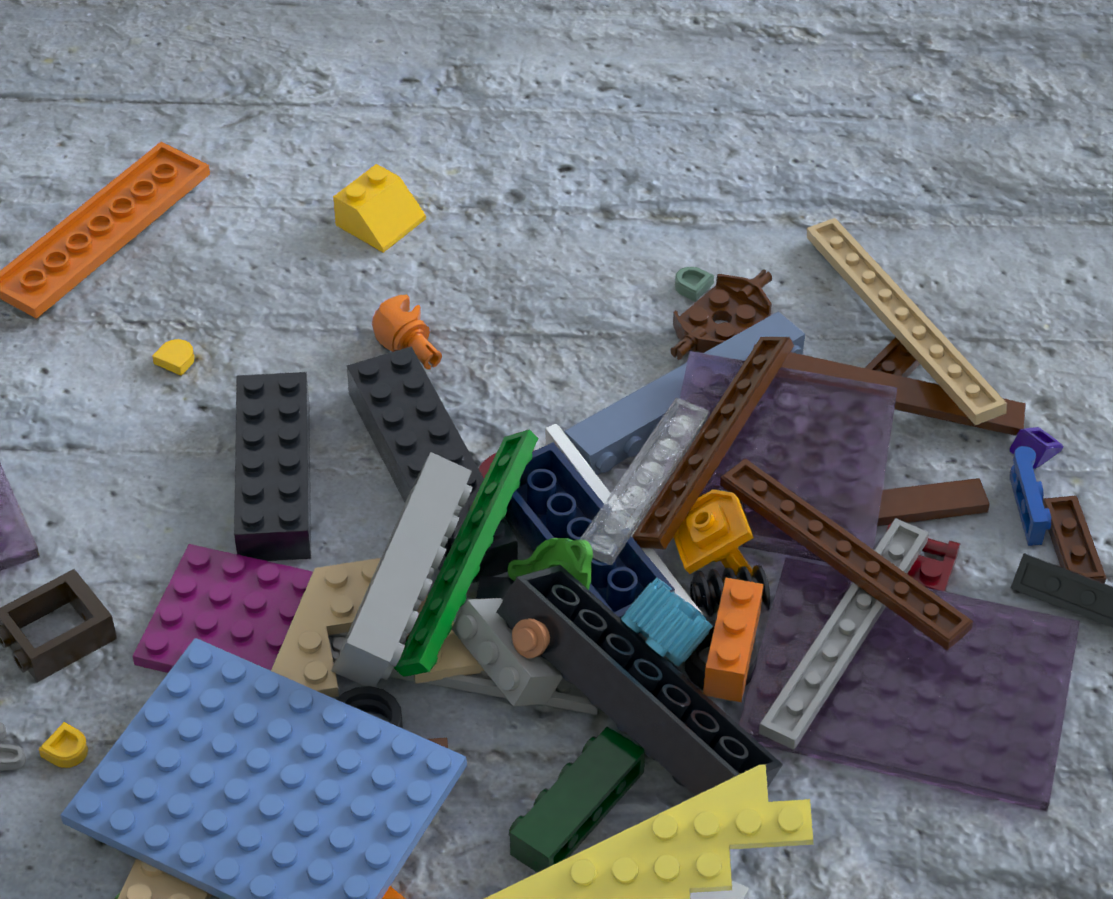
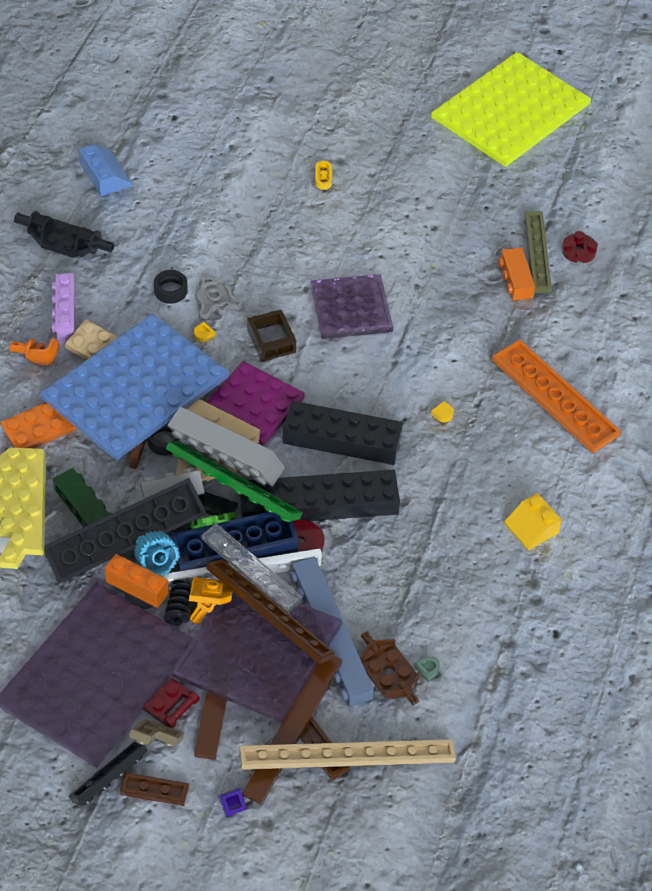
camera: 105 degrees right, 5 degrees up
(400, 329) = (421, 508): orange piece -> none
(530, 638) = (160, 484): nougat plate -> none
(837, 644) = (129, 641): light grey plate -> none
(847, 554) = (172, 650): reddish brown tile -> none
(989, 557) = (148, 731): none -> dark tan plate
(1029, 496) = (191, 774): blue plate -> none

